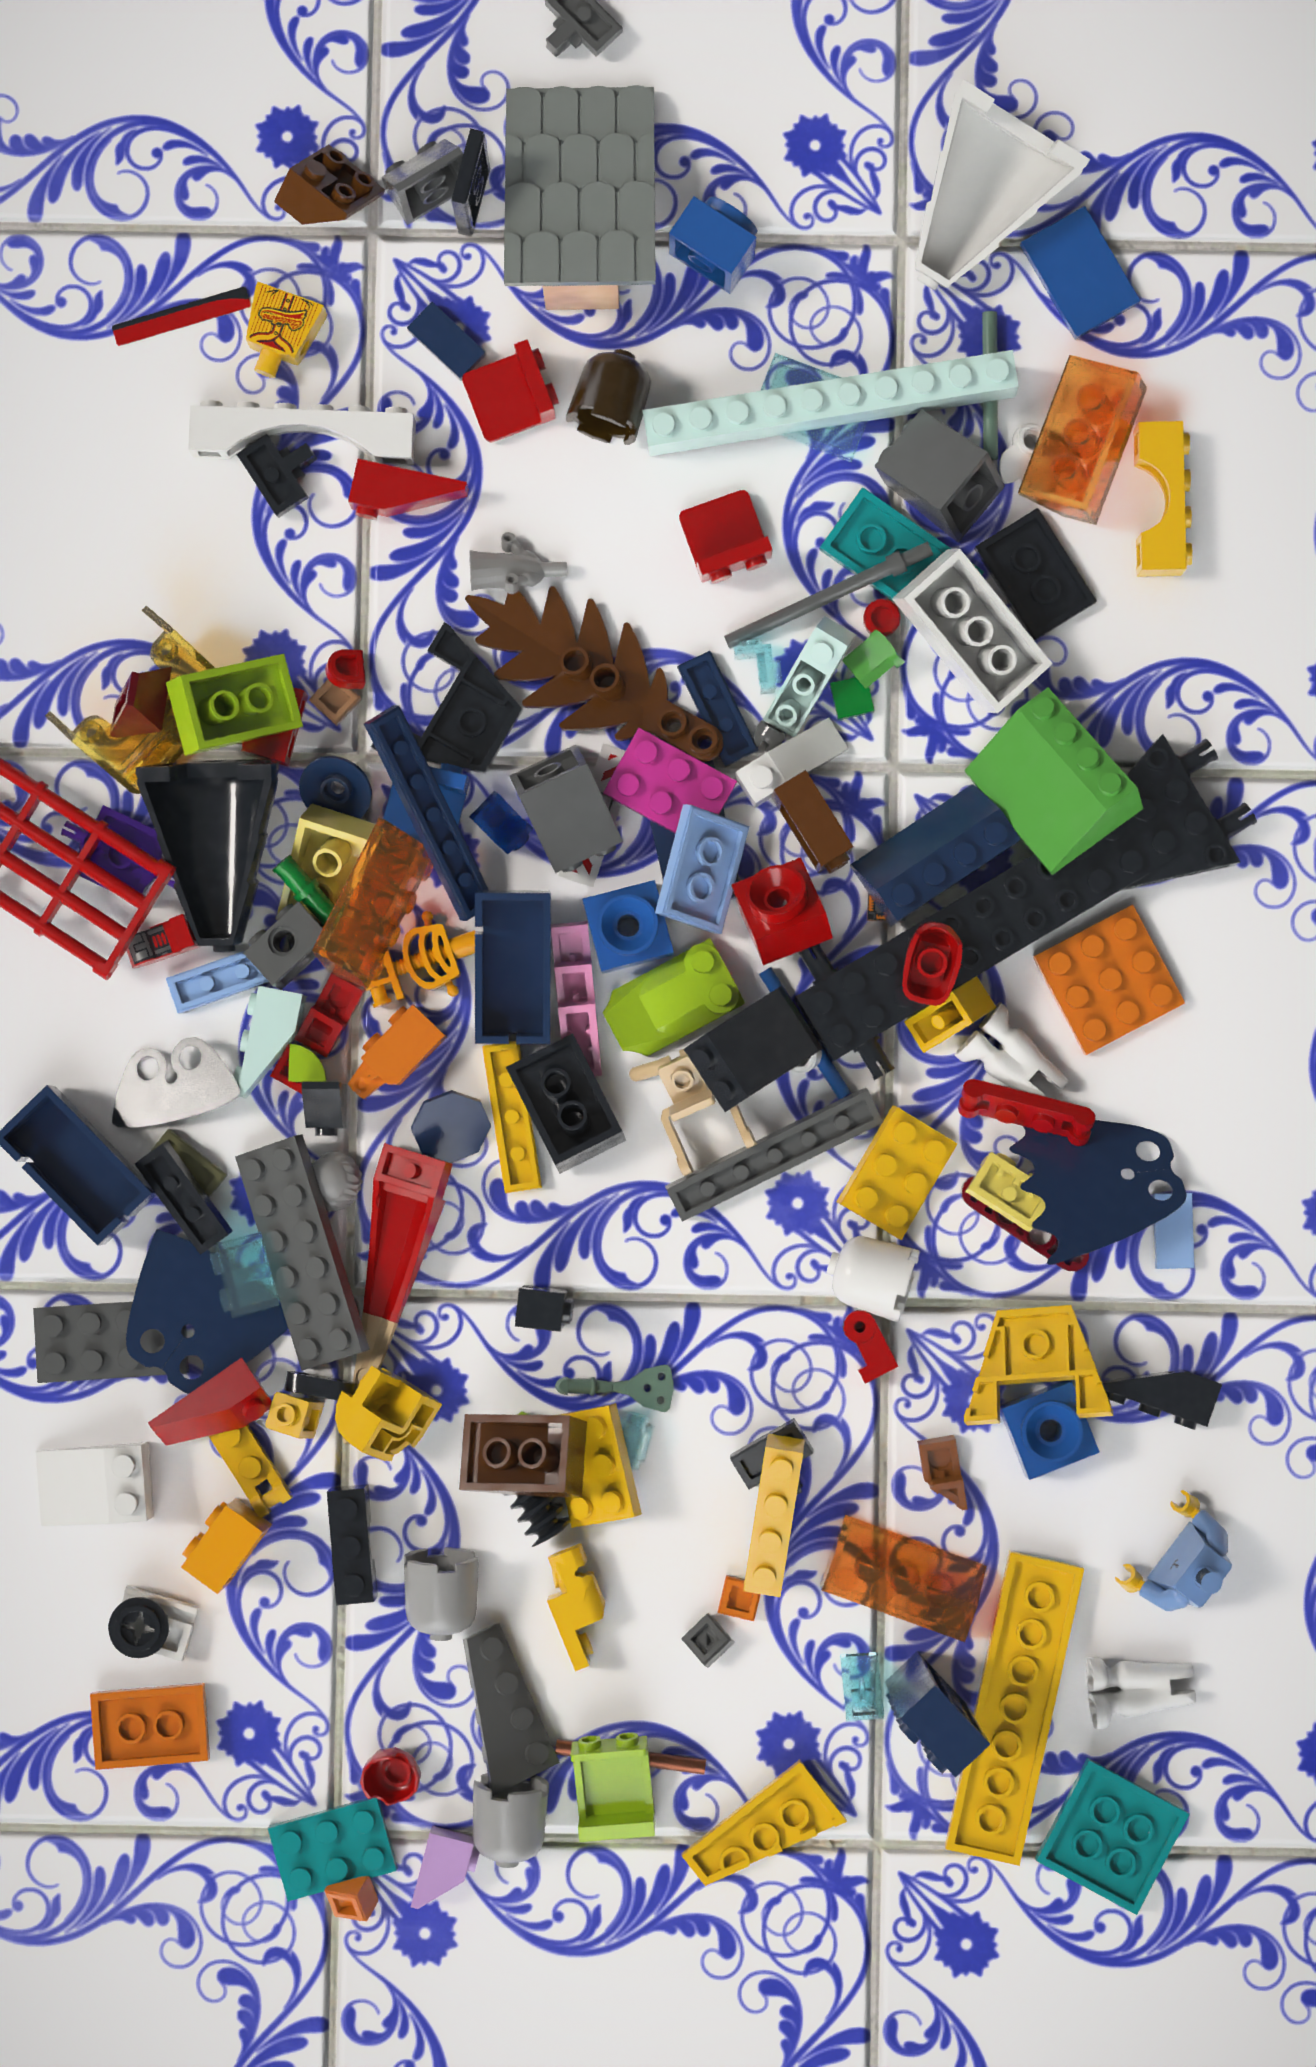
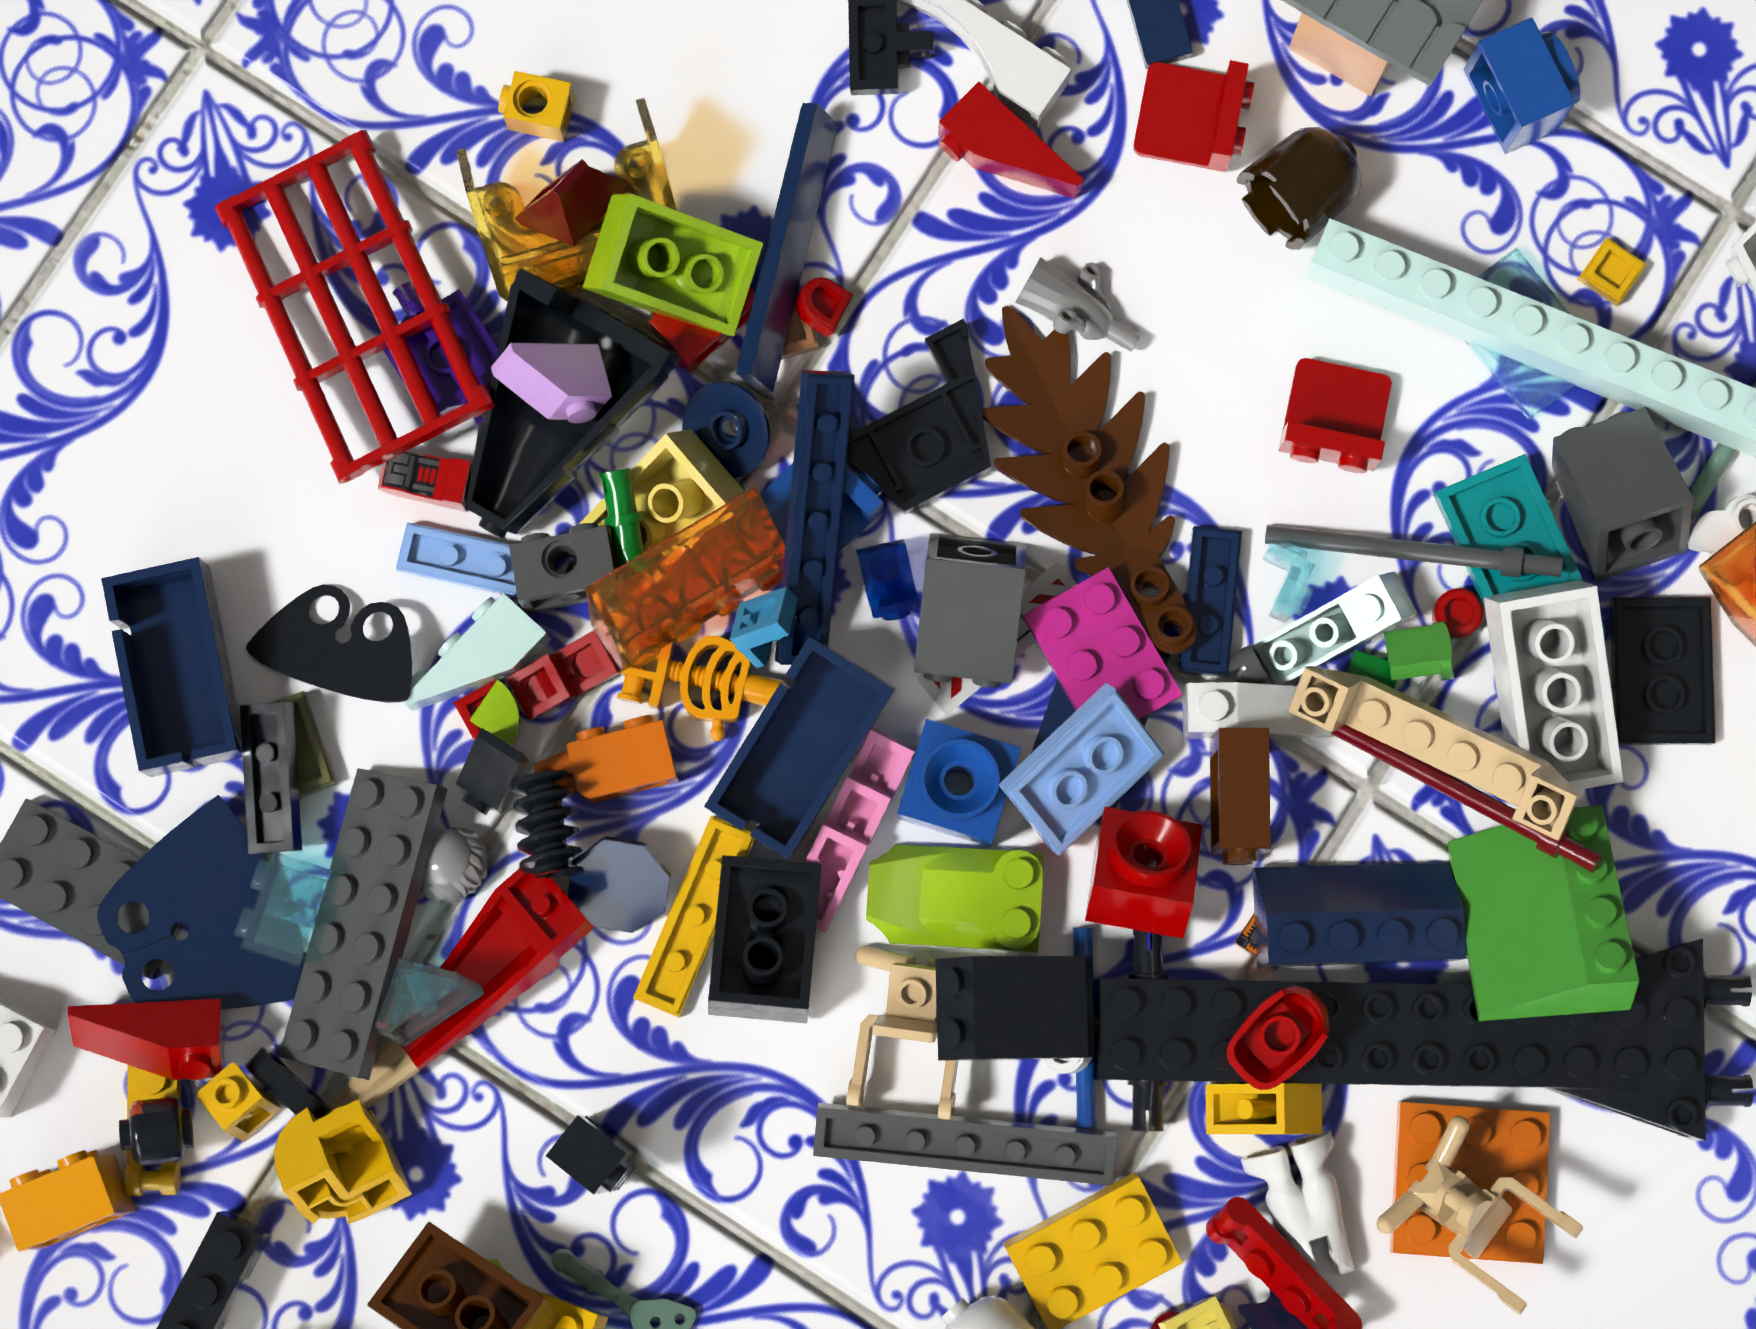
camera: 25 degrees right, 5 degrees down
(93, 656) = (552, 120): none -> yellow brick
(205, 825) = (556, 378): none -> lavender slope
(255, 1465) = (157, 1131): none -> black head
(300, 645) = (787, 247): none -> dark blue tile
(370, 1278) = (422, 999): none -> clear light blue slope
(381, 1118) = (545, 825): none -> black piece
(438, 901) = (763, 622): none -> dark azure bracket
(846, 330) = (1611, 271): none -> yellow tile
(919, 709) = (1455, 747): none -> tan slope
(1027, 730) = (1470, 797): none -> dark red bar
(1116, 998) = (1468, 1209): none -> tan piece

